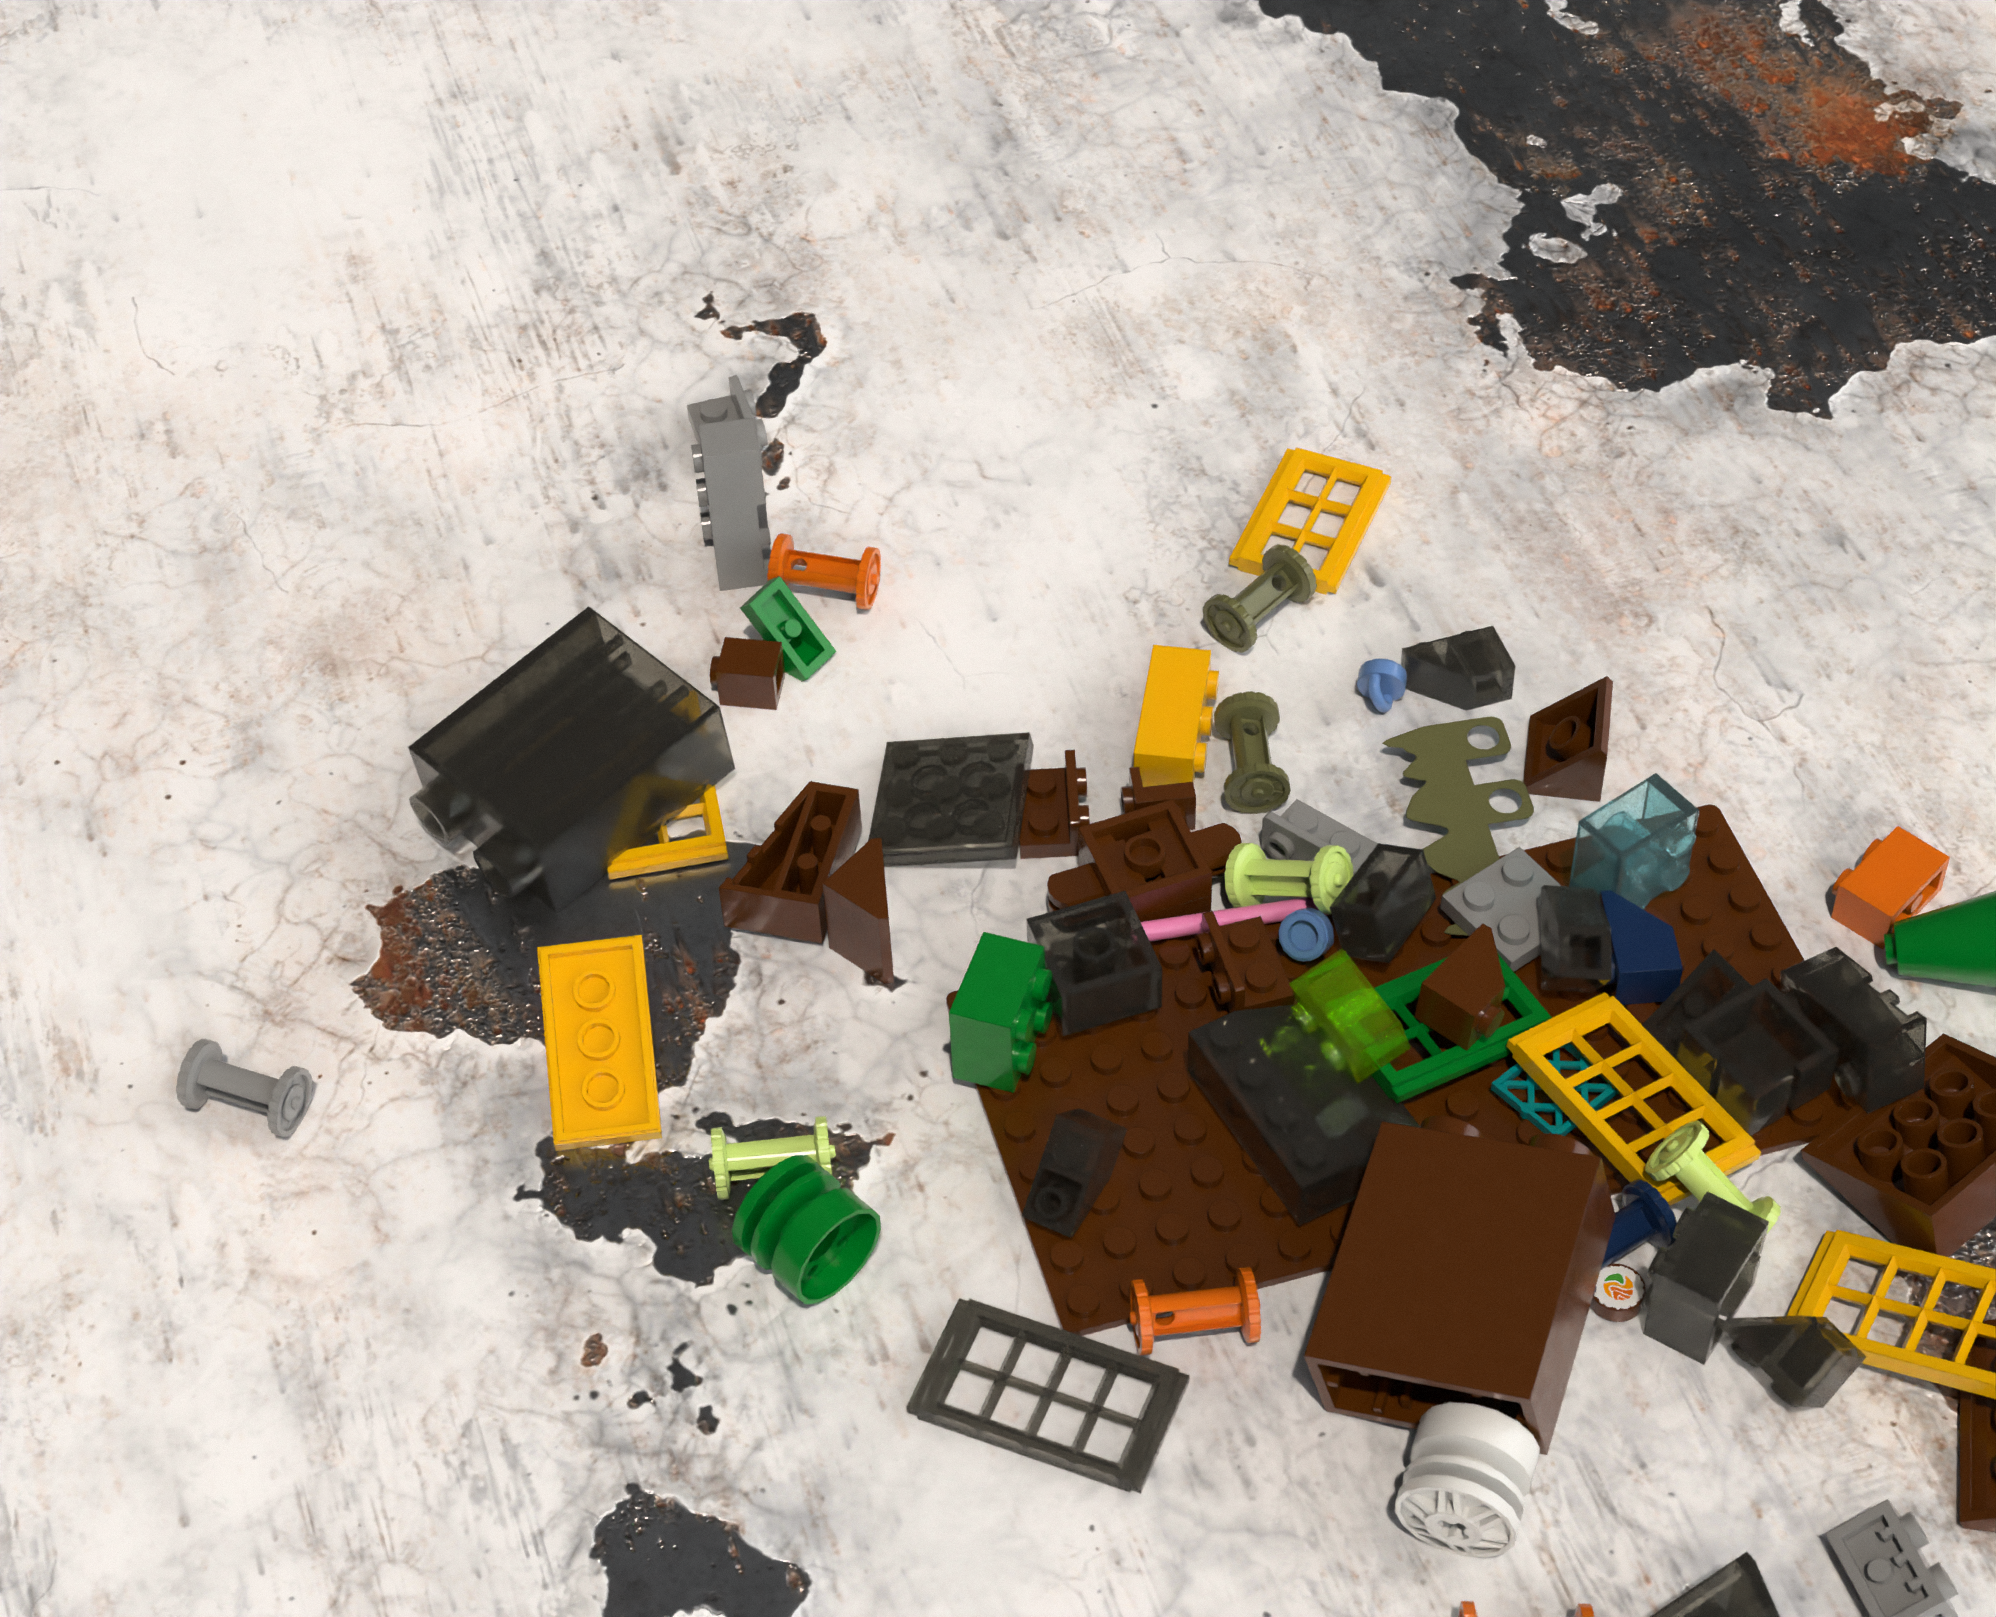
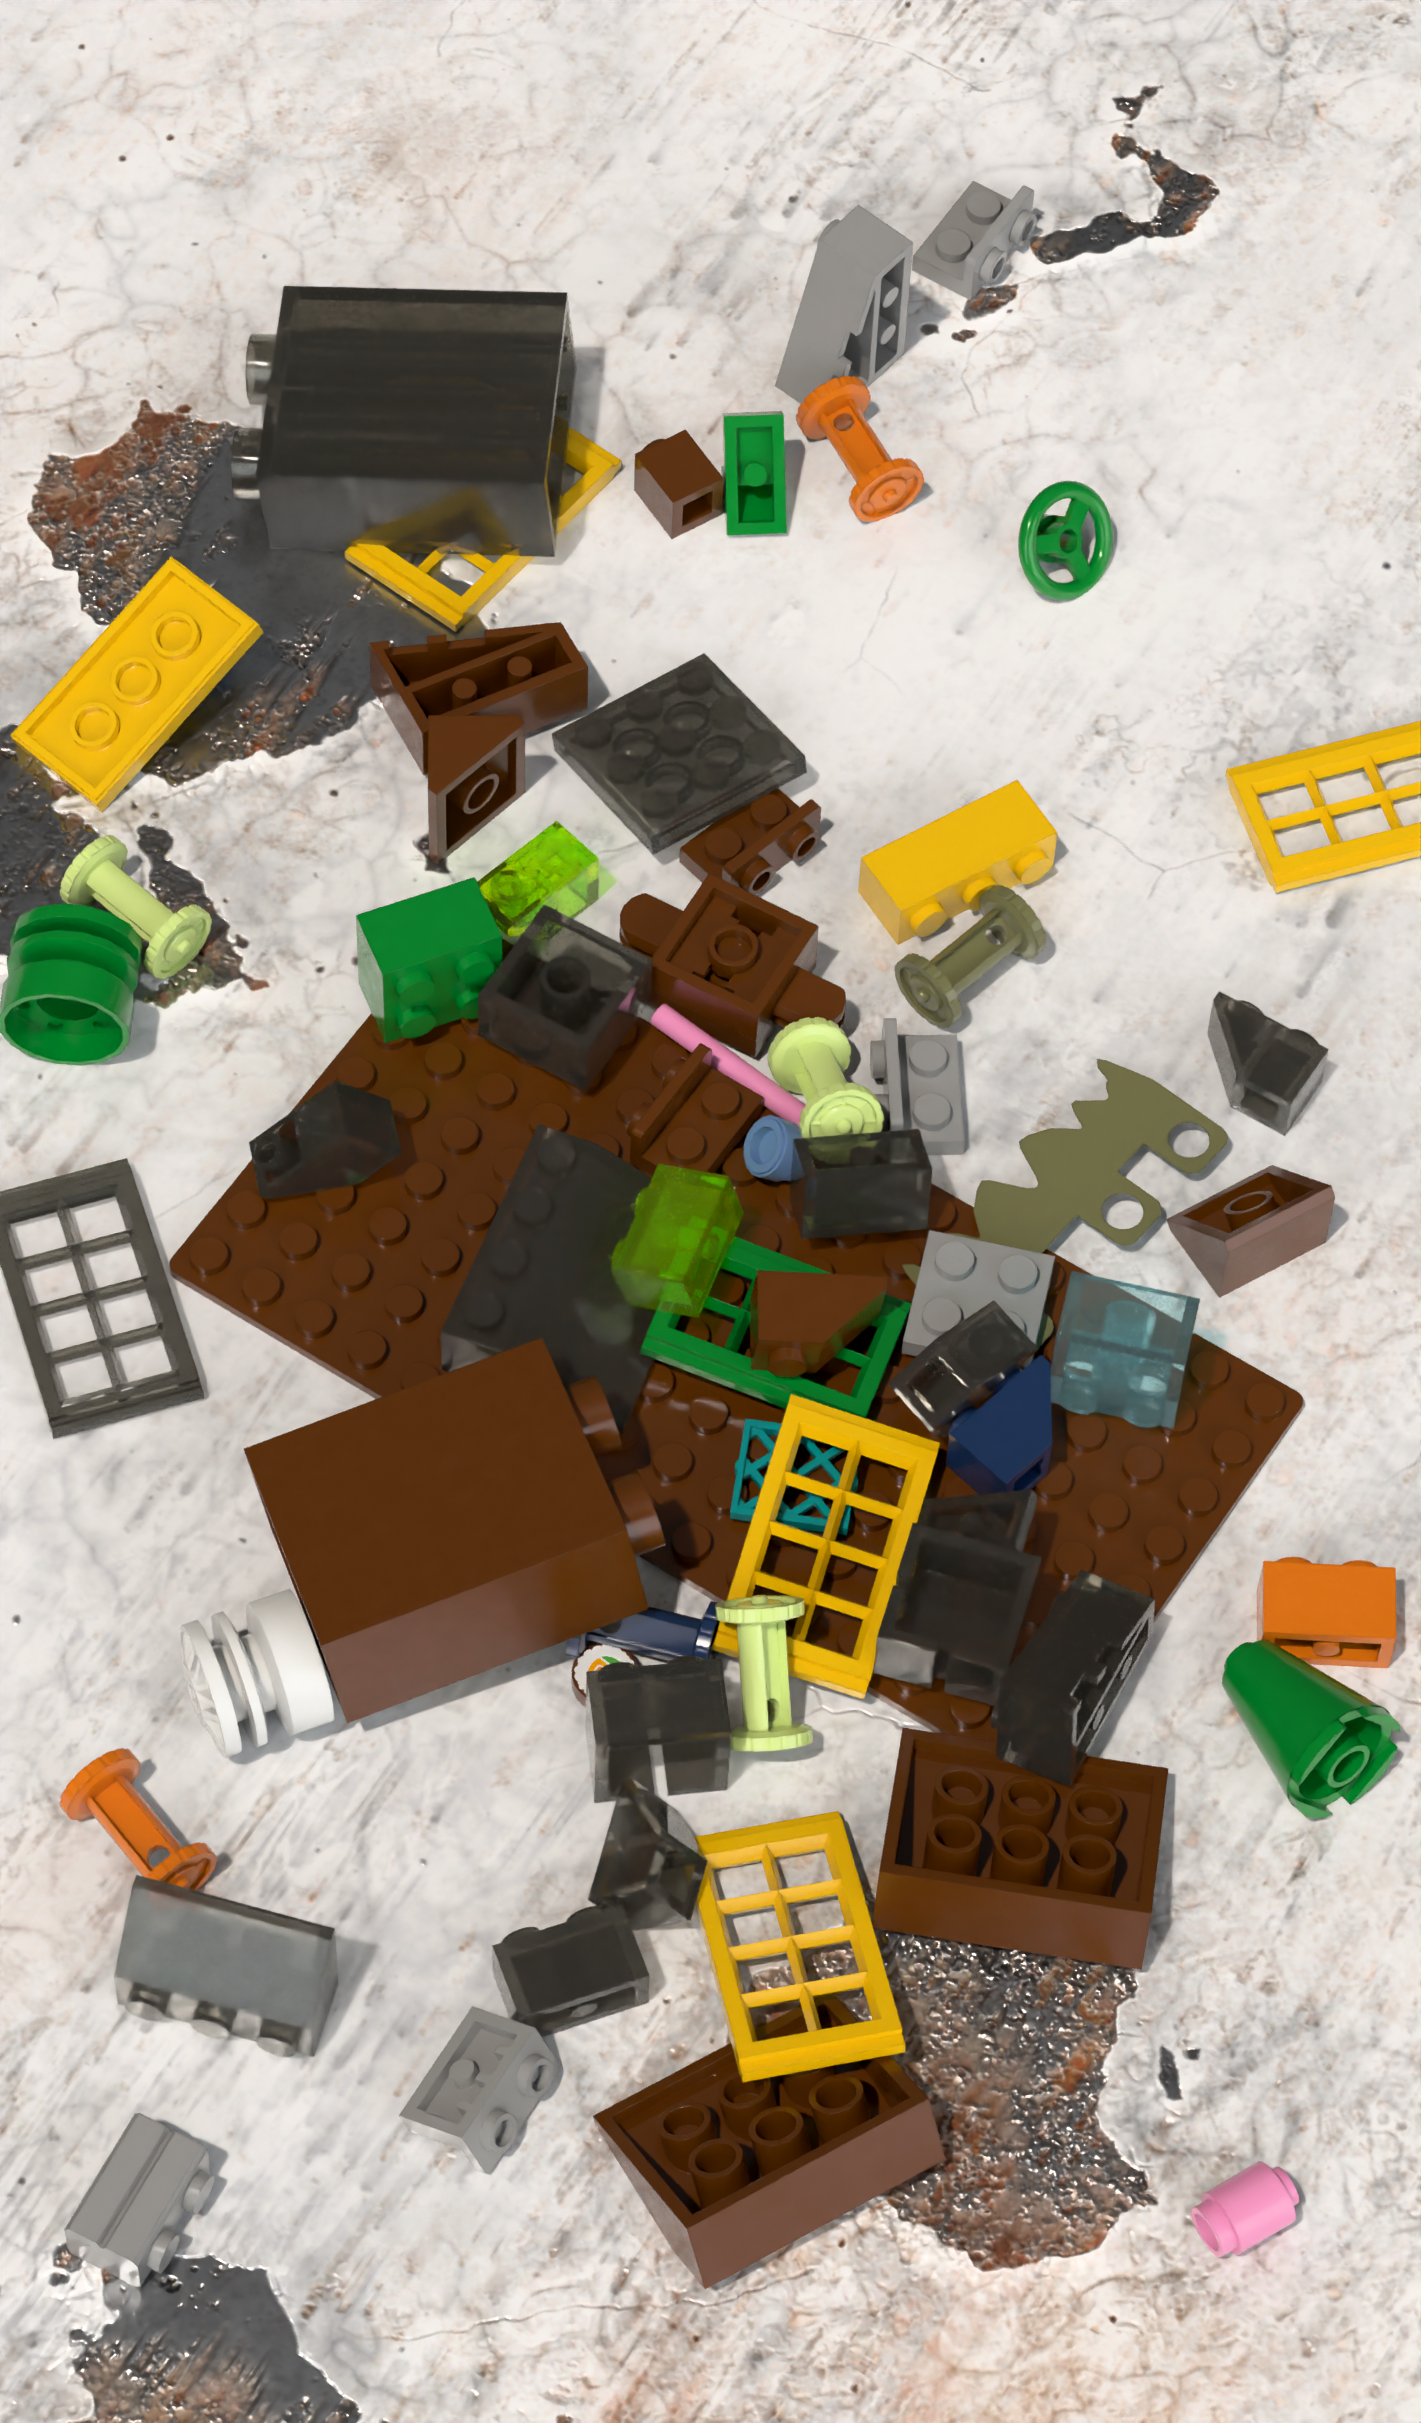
camera: 45 degrees right, 10 degrees up
(978, 909) = (547, 871): none -> clear neon green slope
(994, 521) = (1060, 540): none -> green piece
(1138, 797) = (841, 936): reddish brown bracket -> none
(1195, 1311) = (227, 1316): orange hose -> none
(1284, 577) = (1181, 829): olive hose -> none
(1382, 682) = (1180, 1005): medium blue tile -> none
(1844, 1456) = (571, 1970): none -> clear smoke brick

